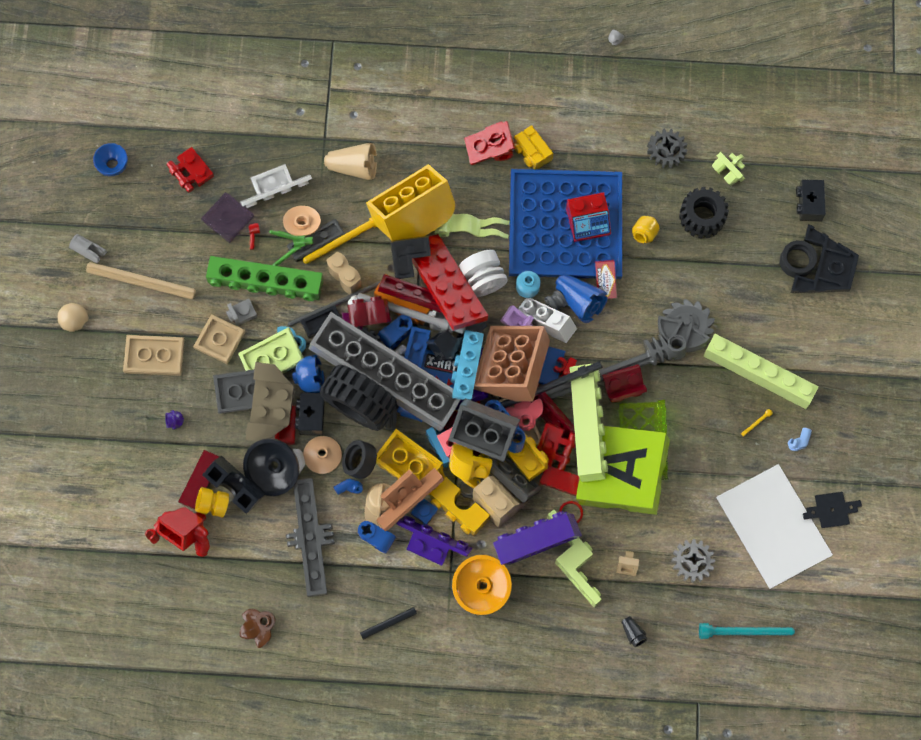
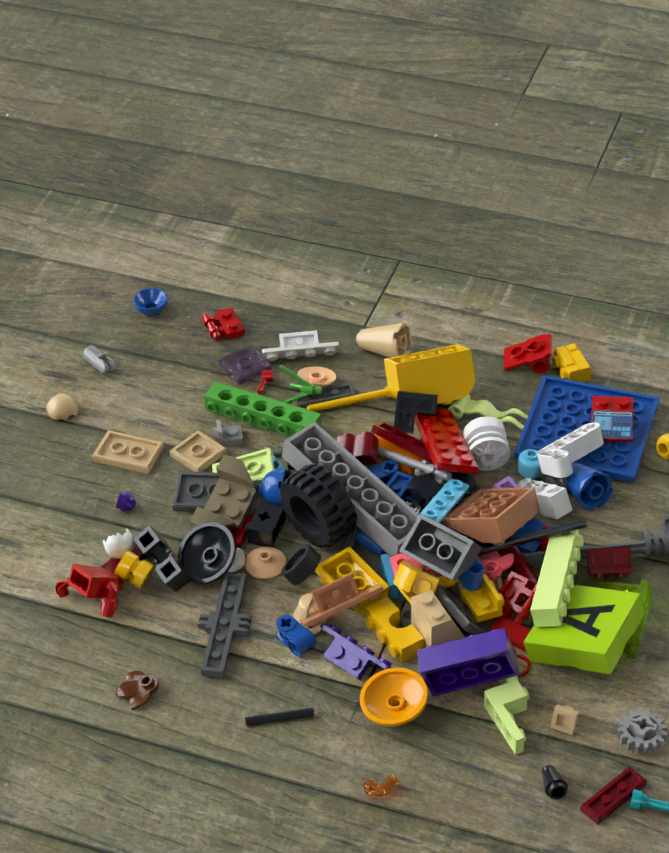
camera: 20 degrees right, 30 degrees down
(140, 280) = (141, 394): tan axle -> none
(189, 479) = (118, 545): none -> white hair
(341, 271) = (342, 419): tan brick -> none
(349, 485) = (284, 591): blue arm -> none
(424, 511) = (355, 628): blue plate -> none
(495, 676) = (377, 790): none -> clear orange arm
(552, 276) = (558, 456): none -> white beam
(606, 277) = (617, 469): tile -> none
(684, 629) = (613, 795): none -> dark red tile

